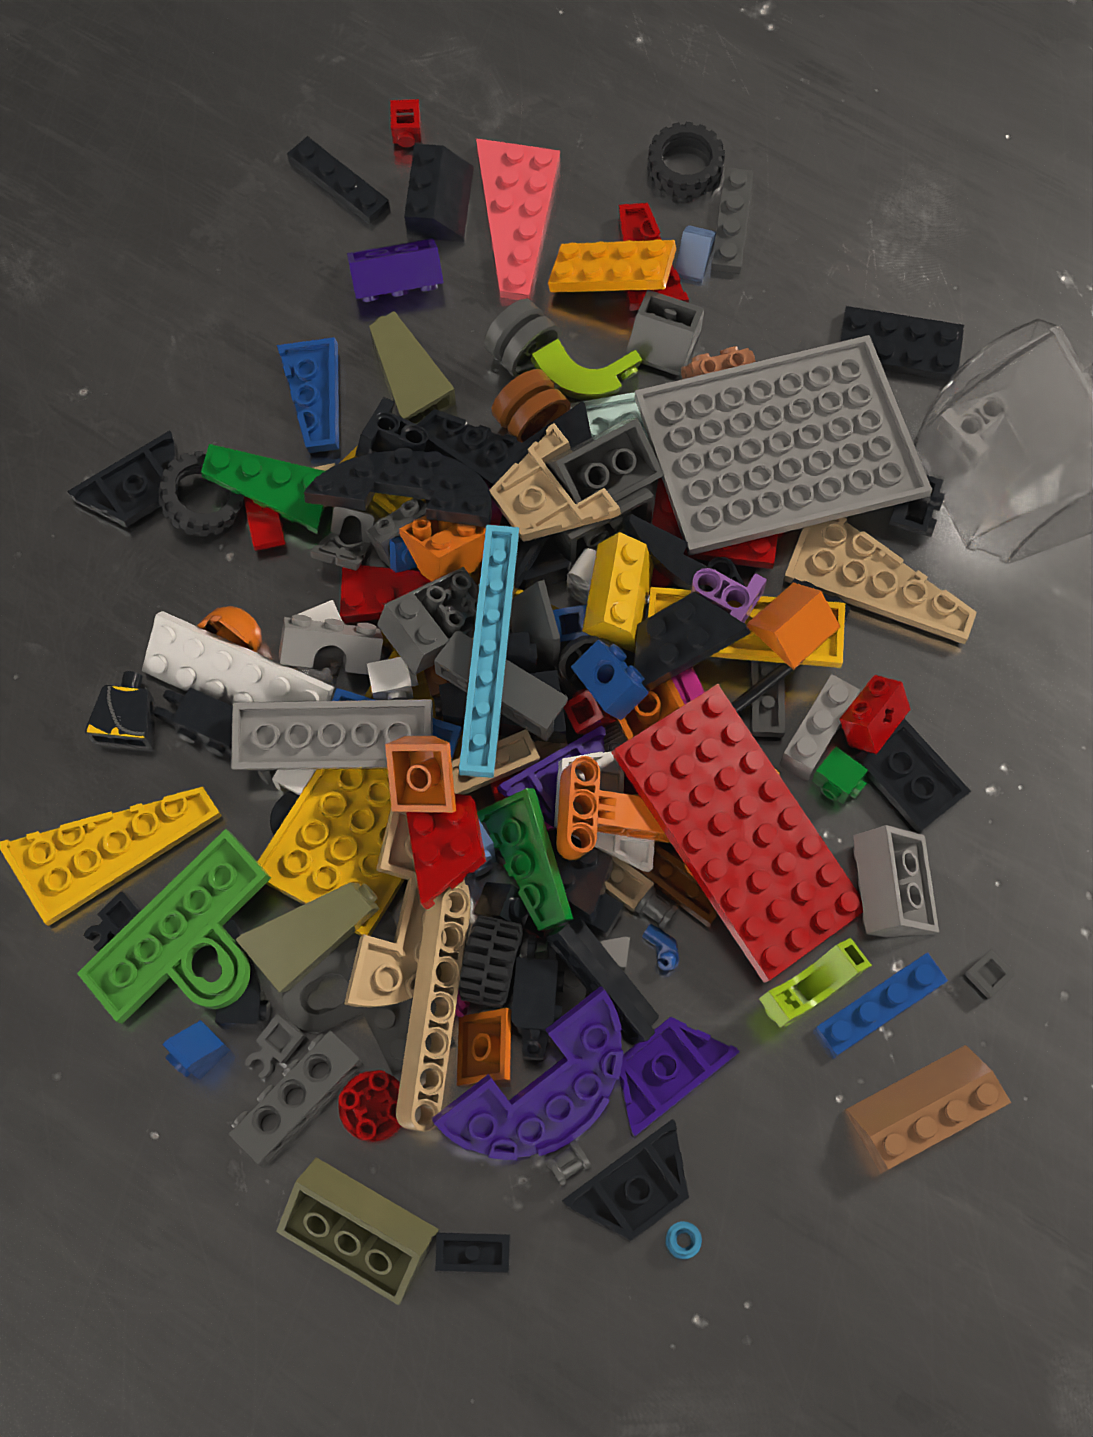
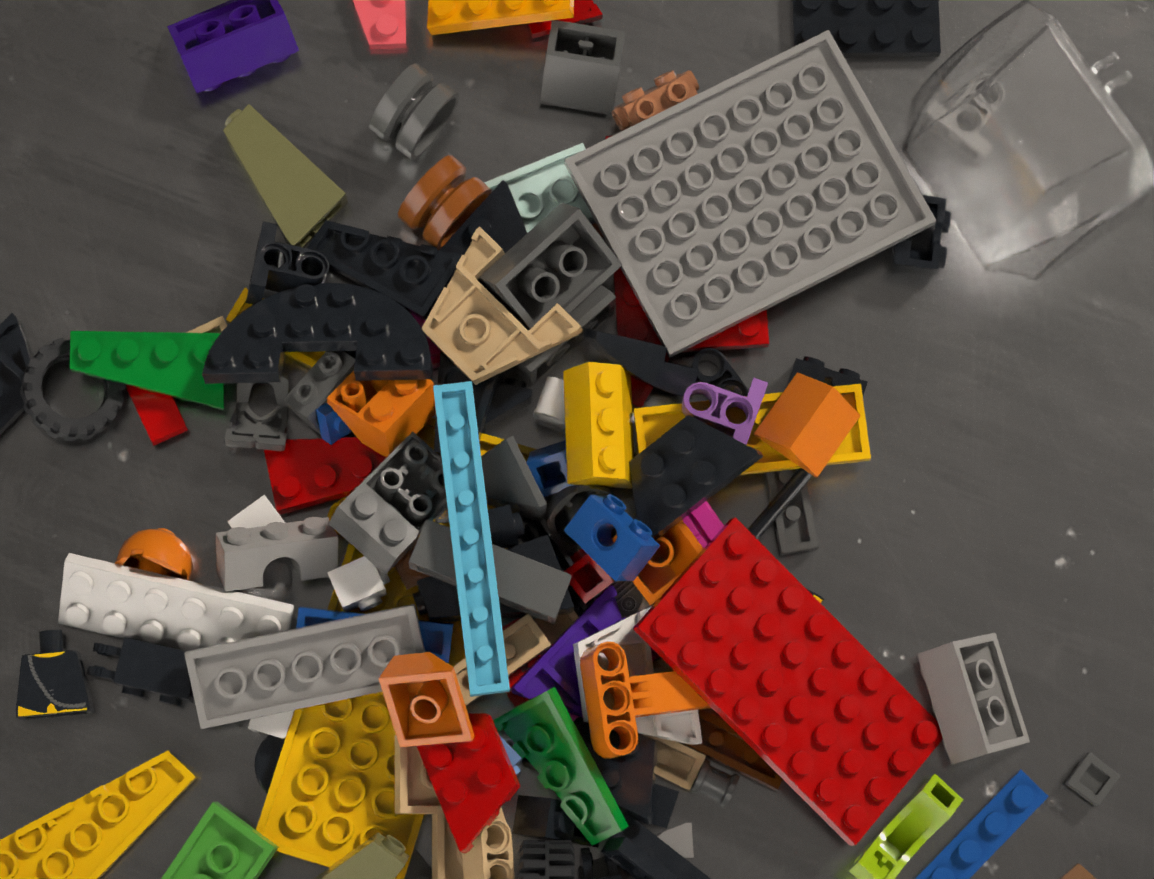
camera: 20 degrees left, 10 degrees up
(314, 390) = (170, 212): blue wing -> none
(580, 381) = (483, 151): lime arch -> none
(665, 945) = (733, 824): blue arm -> none
(818, 728) = (857, 533): light grey arch -> none
(840, 776) = (890, 586): green brick -> none
(875, 714) = (917, 506): red brick -> none
(876, 579) = (875, 330): tan wing -> none
(914, 777) = (970, 567): black plate -> none

